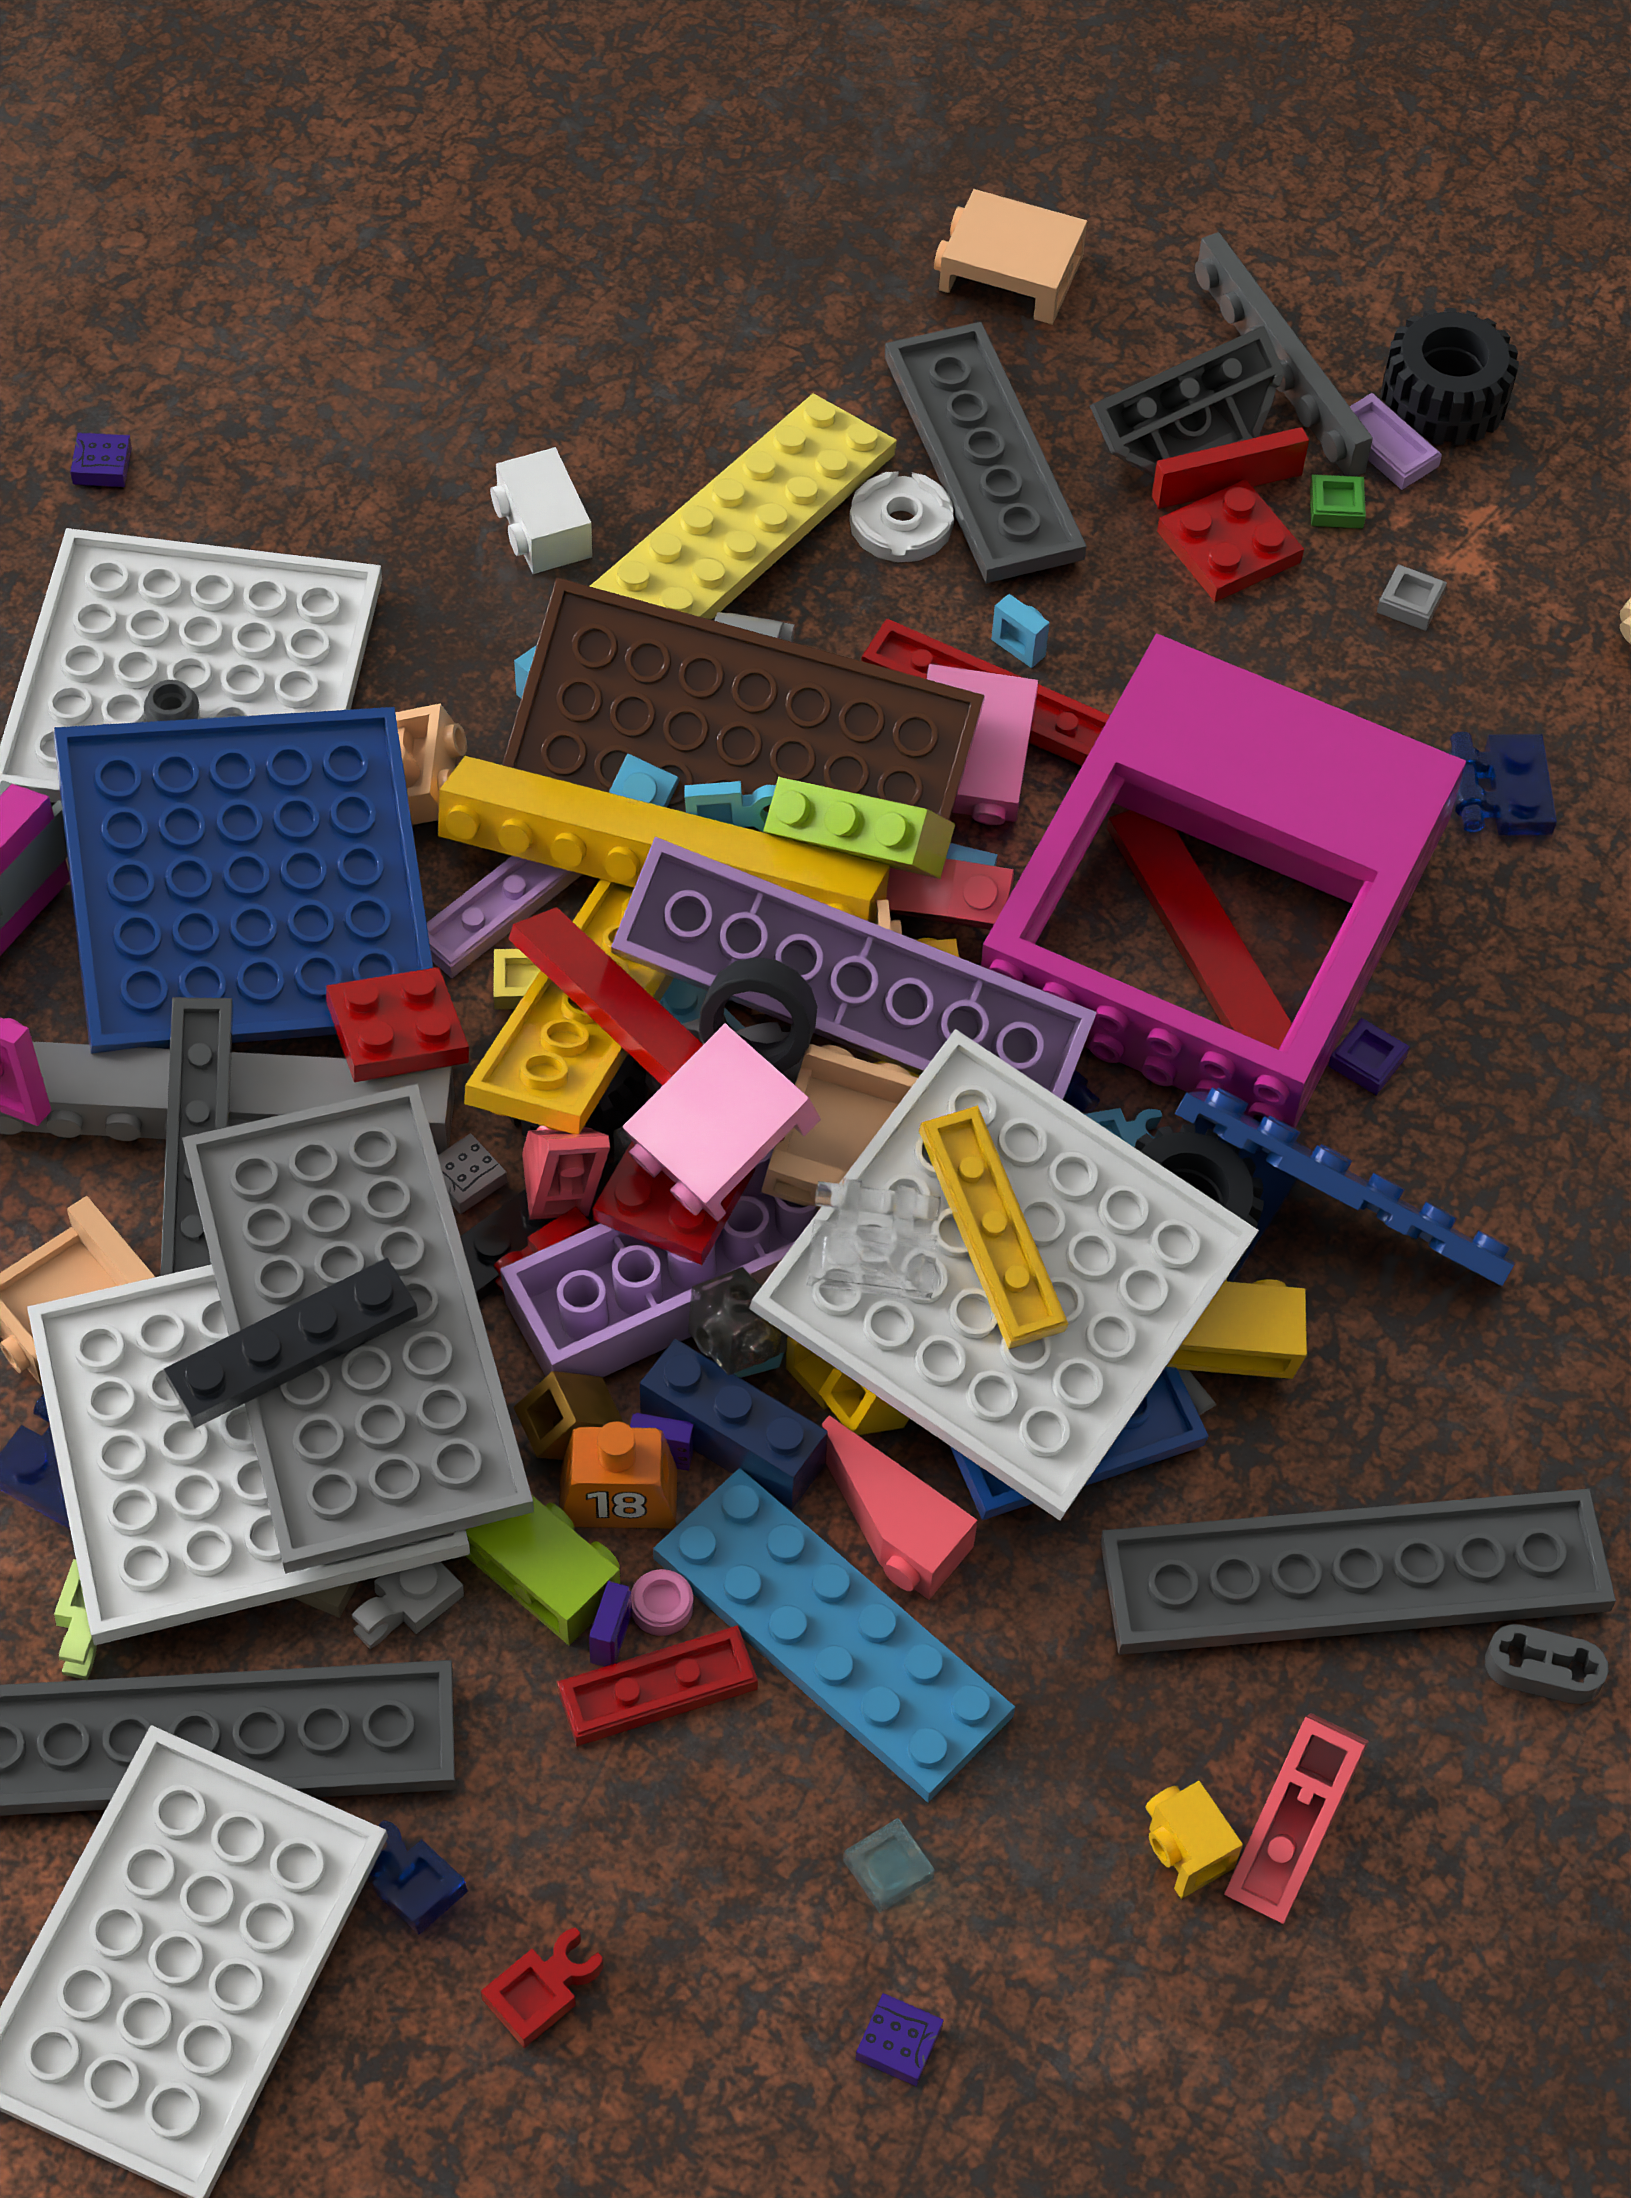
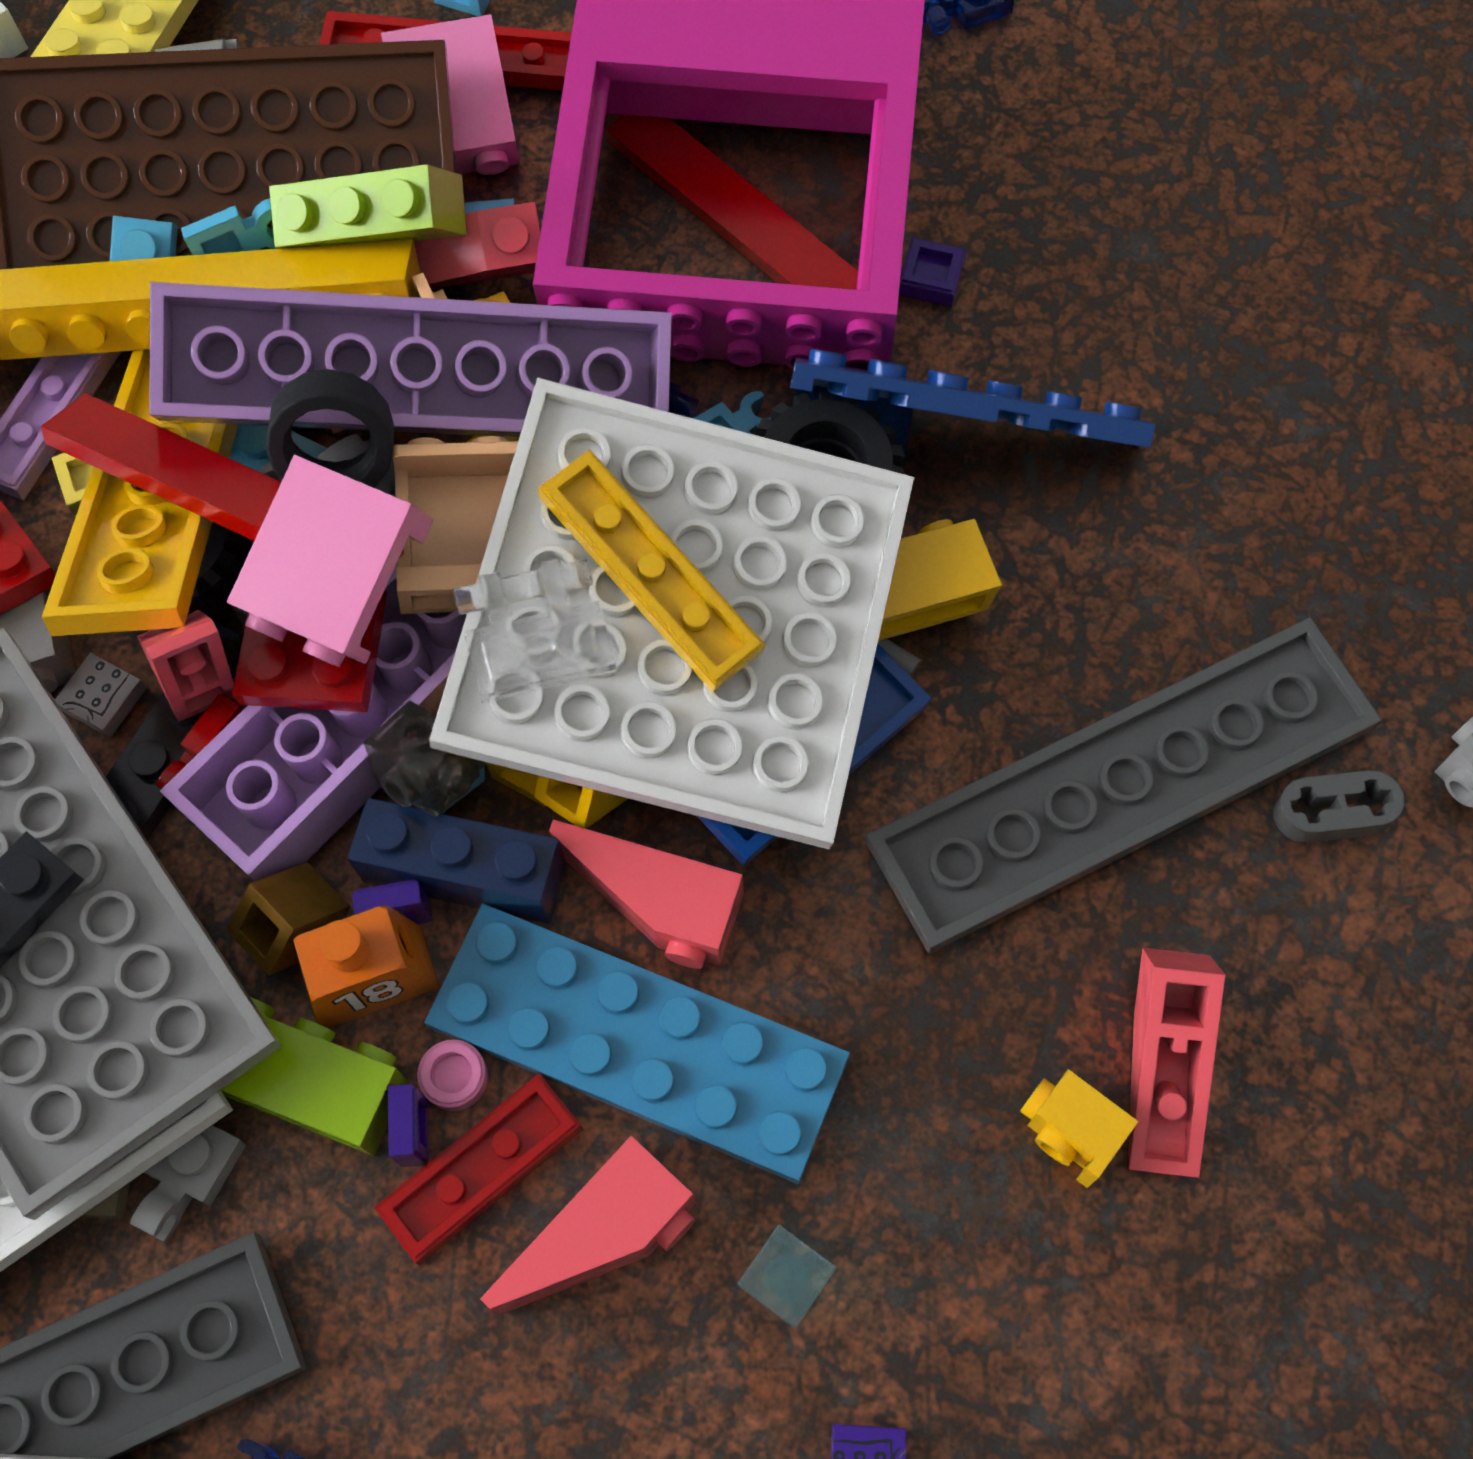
camera: 15 degrees left, 10 degrees up
(745, 1768) = (606, 1226): none -> coral slope

